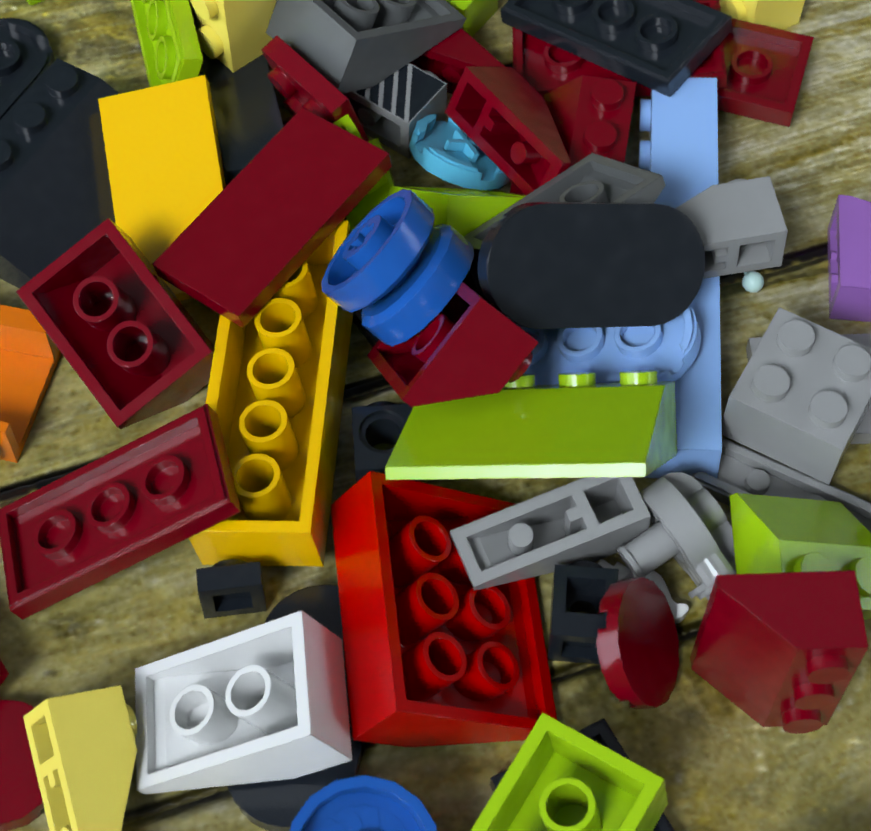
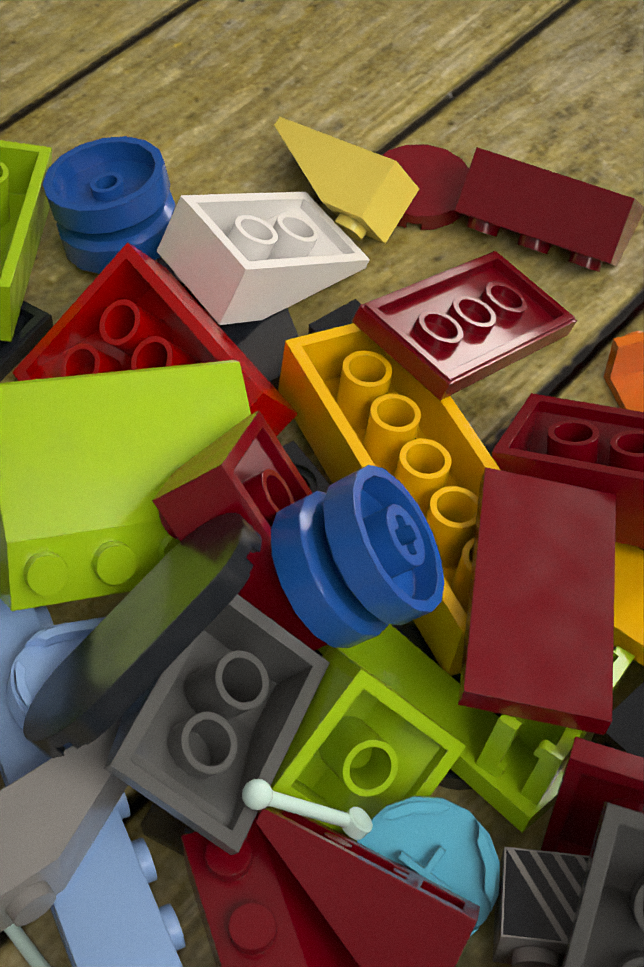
camera: 150 degrees right, 5 degrees down
(562, 165) = (258, 795): none -> light aqua hinge

